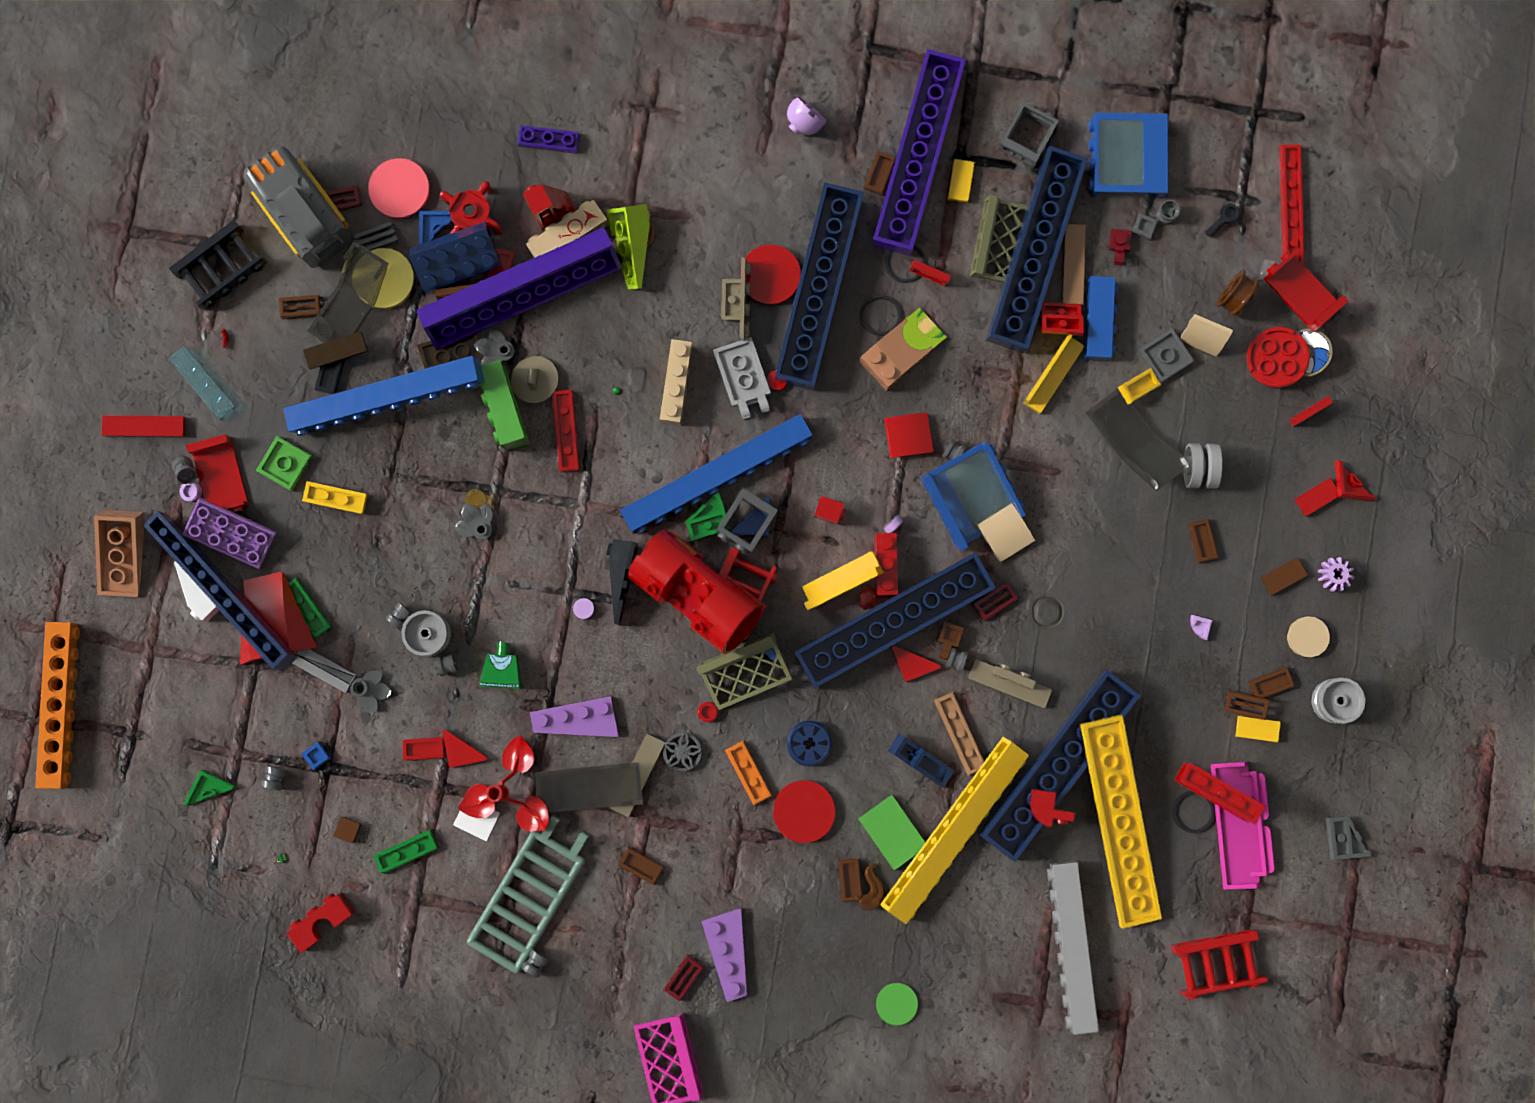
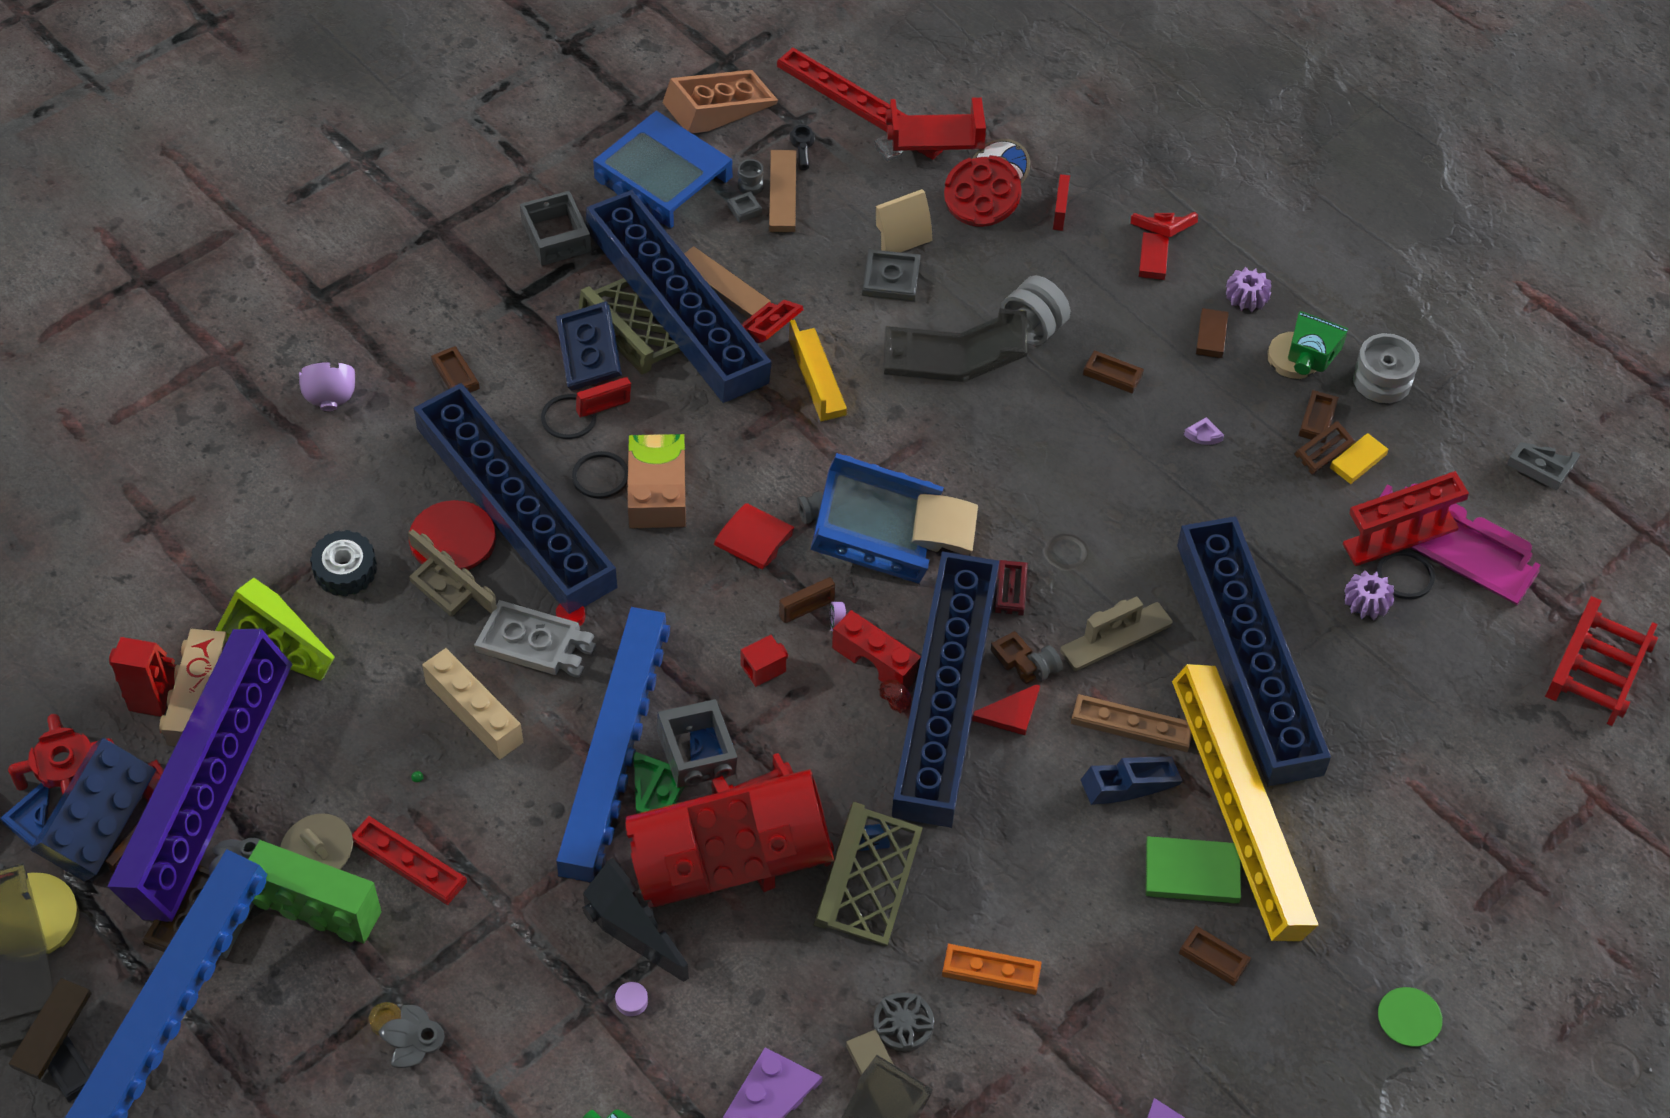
camera: 55 degrees left, 30 degrees down
(536, 138) = (76, 633): dark purple tile -> none
(703, 247) = (339, 548): none -> black wheel
(707, 712) = (879, 958): red tile -> none
(804, 811) = (1089, 943): red tile -> none
(815, 754) = (1012, 895): dark blue wheel -> none
(842, 580) = (854, 701): yellow panel -> none
(876, 894) = (1258, 945): reddish brown piece -> none
(889, 500) = (807, 600): none -> reddish brown tile
(918, 152) = (475, 321): dark purple brick -> none
(957, 233) = (588, 346): none -> dark blue tile
(960, 181) = (537, 312): yellow tile -> none
(1043, 809) = (1291, 680): red brick -> none
(1073, 947) = (1479, 783): light grey brick -> none
(1099, 318) = (781, 281): blue brick -> none
(1119, 242) = (741, 234): dark red plate -> none
(1121, 821) = (1366, 630): yellow plate -> none
(1139, 386) = (901, 311): yellow tile -> none
(1155, 812) = (1369, 595): none -> lavender gear
(1177, 237) = (782, 191): none -> medium nougat tile
(1215, 138) = (716, 99): none -> nougat slope
(1237, 293) = (888, 172): reddish brown wheel -> none
(1319, 646) = (1315, 343): none -> green torso

